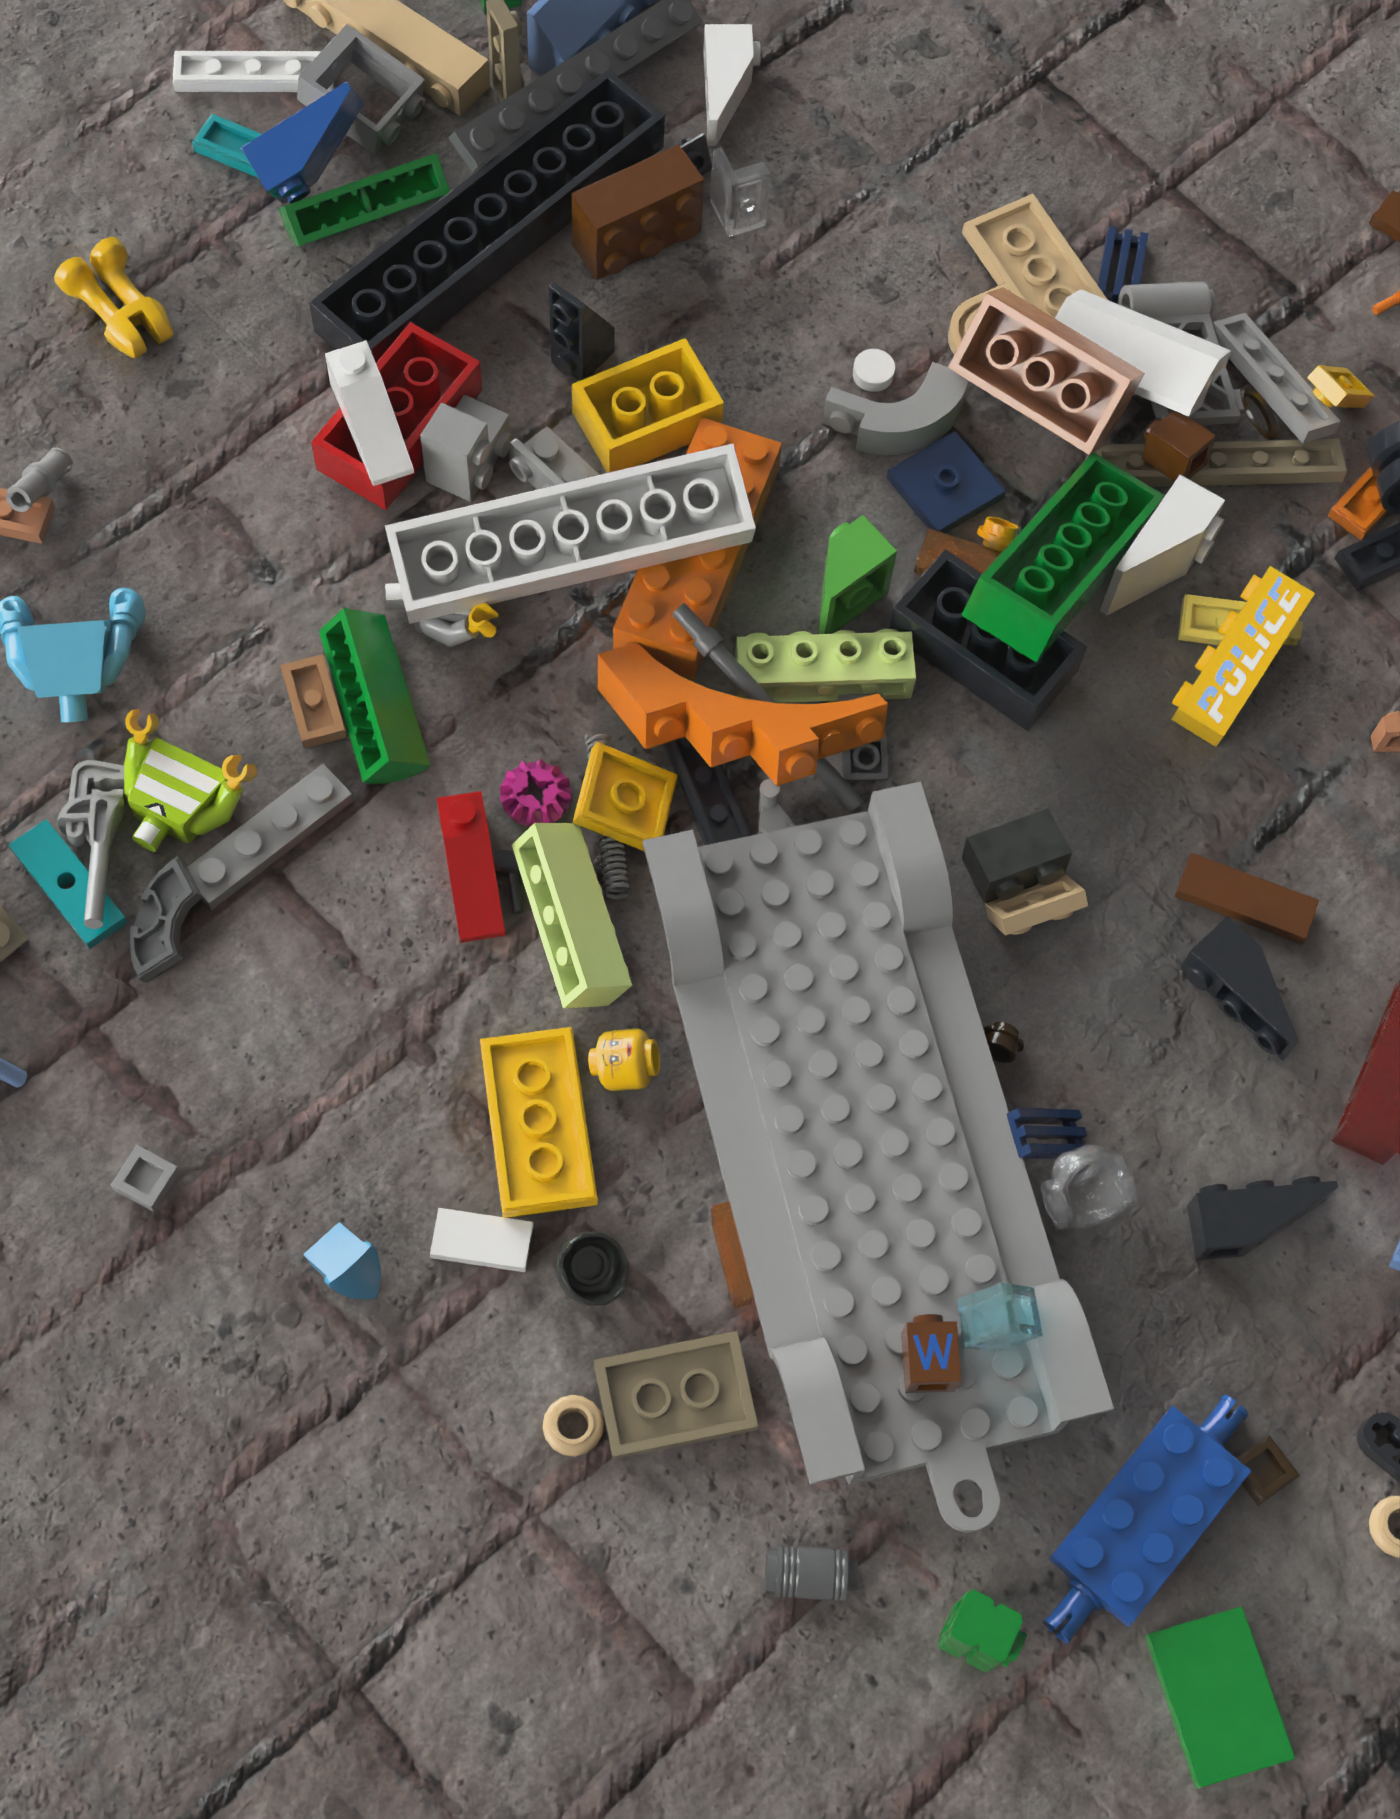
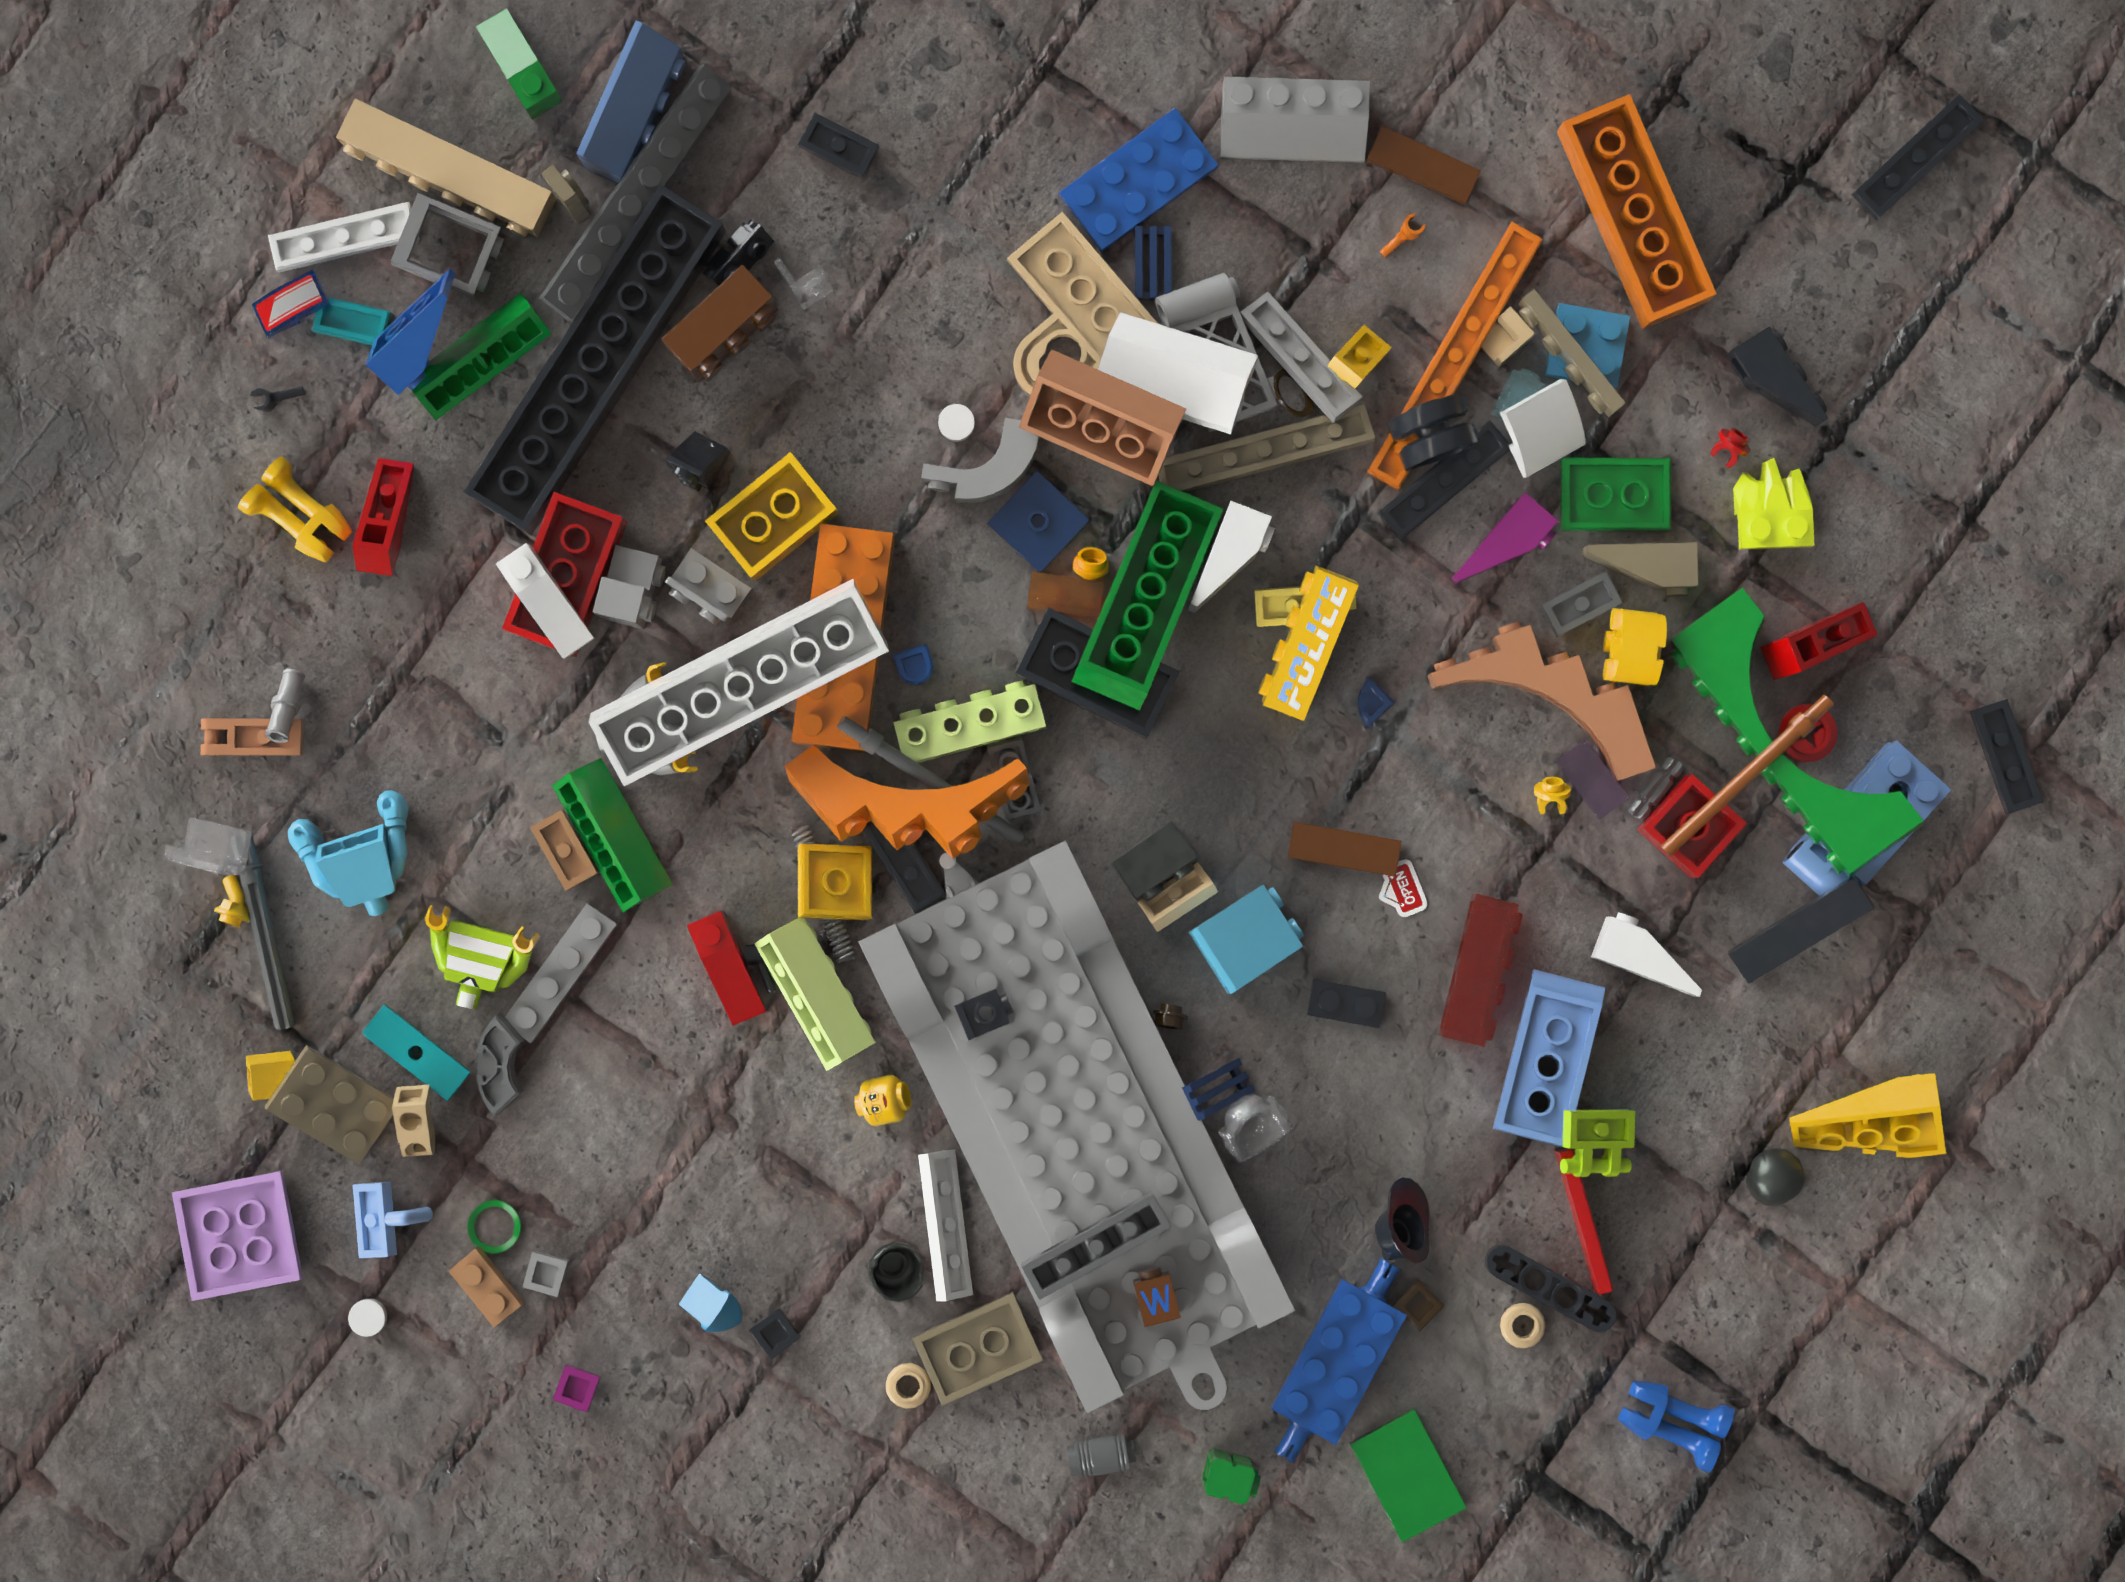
camera: 10 degrees left, 20 degrees up
(38, 958) = (414, 1120): none -> tan leg
(65, 1179) = (486, 1286): none -> medium nougat plate
(80, 1090) = (471, 1226): none -> green piece
(97, 820) = (423, 996): light grey piece -> none
(123, 198) = (274, 397): none -> black hand
(141, 1330) = (576, 1388): none -> magenta plate
(180, 109) = (290, 303): none -> slope
(209, 327) = (383, 518): none -> red slope
(417, 1317) = (775, 1333): none -> black plate
(481, 1240) = (808, 1262): white tile -> none
(527, 809) = (779, 888): dark pink gear -> none
(538, 1122) = (828, 1162): yellow tile -> none
(668, 1229) = (945, 1225): none -> white plate
(728, 70) = (766, 141): white slope -> none
(731, 1255) = (995, 1236): clear orange tile -> none
(772, 598) = (914, 665): none -> blue tile
(772, 974) = (969, 1017): none -> black brick
(804, 92) = (838, 146): none -> black plate
(855, 573) = (974, 642): bright green slope -> none
(865, 1265) = (1095, 1245): none -> dark grey brick
(999, 1317) = (1201, 1262): clear light blue brick -> none
(1110, 966) = (1247, 938): none -> medium azure slope
(1120, 188) = (1138, 180): none -> blue plate
(1177, 446) = (1226, 456): reddish brown brick -> none
(1222, 1075) = (1346, 1003): none -> black plate
(1239, 978) = (1345, 920): black slope -> none
(1239, 1220) = (1378, 1121): black slope -> none
(1260, 1355) = (1405, 1224): none -> black piece
(1300, 162) = (1294, 119): none -> light grey slope
(1303, 748) = (1372, 702): none -> dark blue tile
(1311, 963) = (1404, 890): none -> sticker

